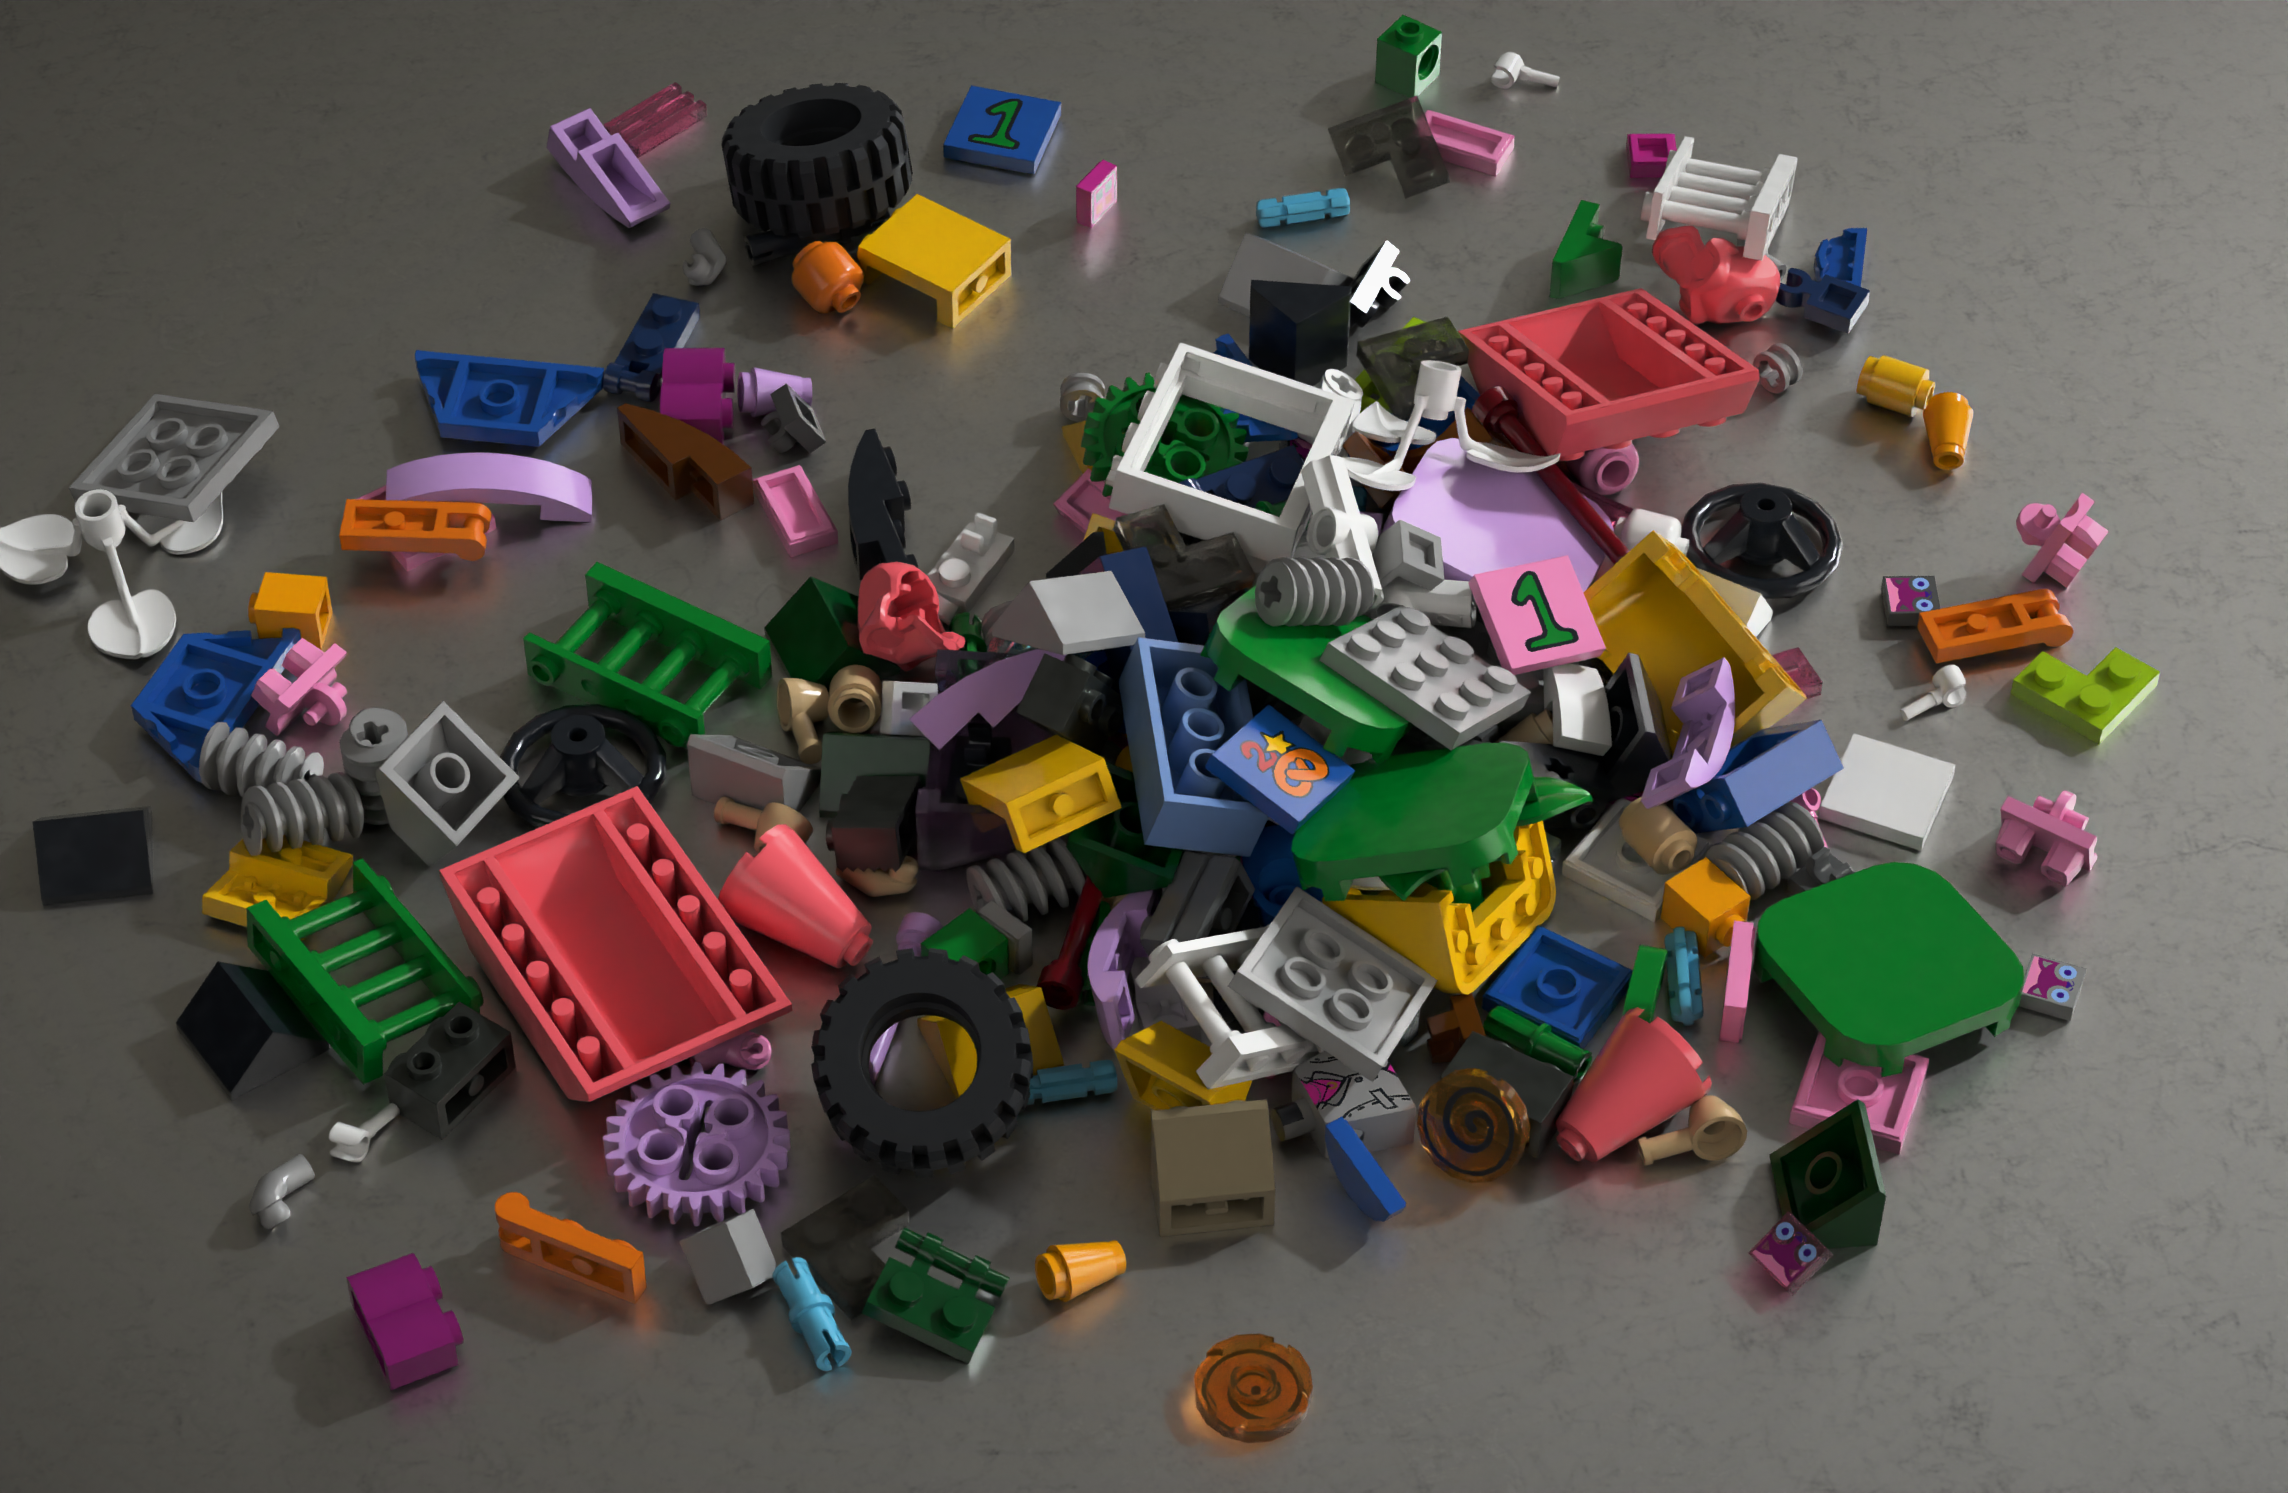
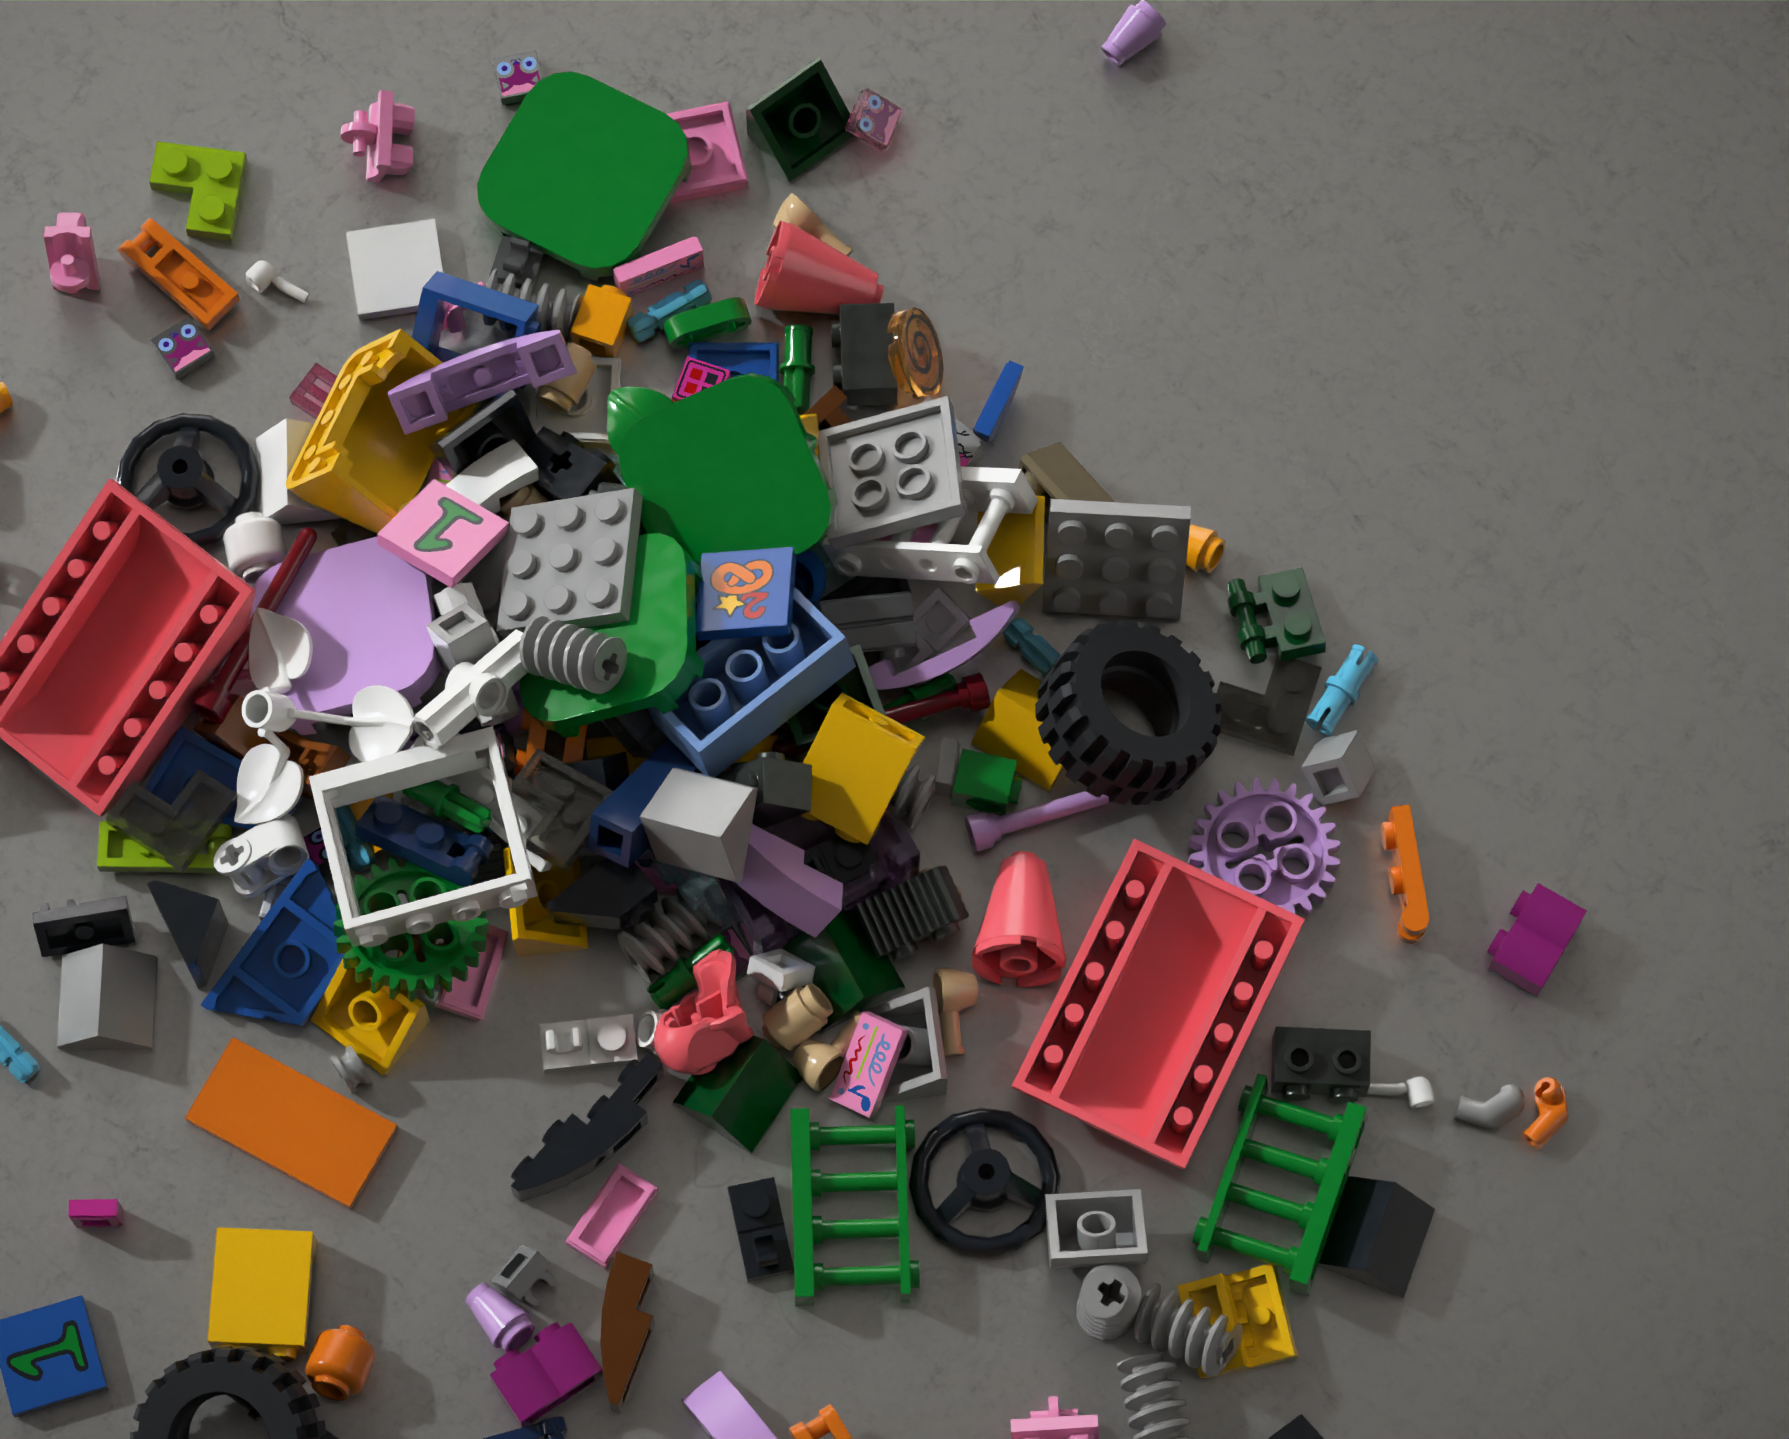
camera: 125 degrees left, 25 degrees up
(225, 1239) = (1551, 1110): none -> orange arm
(707, 594) = (760, 1229): none -> black plate
(763, 727) = (869, 1064): none -> bright pink tile
(1094, 336) = (291, 1123): none -> orange tile
(1095, 1143) = (1116, 558): none -> light grey plate
(1253, 1388) = (1202, 388): clear orange tile -> none
(1572, 945) = (698, 376): none -> tile

